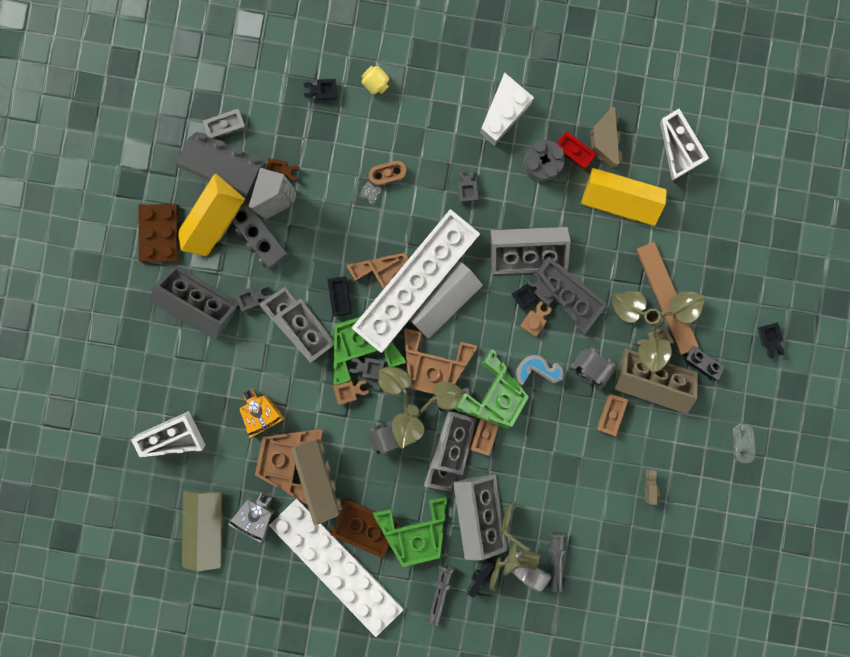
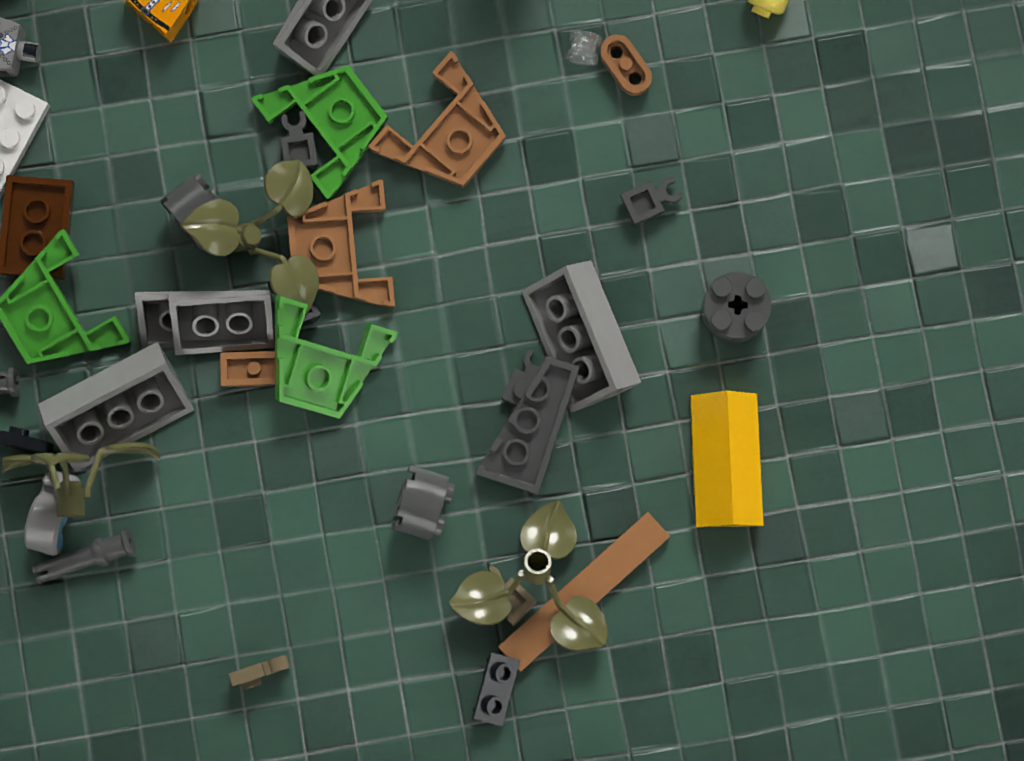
camera: 65 degrees right, 5 degrees down
(277, 462) = (102, 54): medium nougat wing -> none
(316, 481) = (85, 118): dark tan slope -> none
(339, 296) = (398, 58): black plate -> none
(347, 392) = (246, 123): medium nougat plate -> none
(415, 281) = (464, 167): white plate -> none
(446, 299) = (451, 223): light grey slope -> none
(505, 109) = (797, 215): white wedge -> none
(524, 296) = (503, 355): black tile -> none
(534, 321) = (467, 385): medium nougat plate -> none
(541, 367) = (396, 417): animal -> none
(576, 150) = (774, 354): red plate -> none
(606, 138) = (813, 397): dark tan slope -> none
(612, 414) = (358, 565): medium nougat plate -> none
(669, 387) = (436, 642): dark tan slope -> none
(681, 145) = (845, 523): white wedge -> none

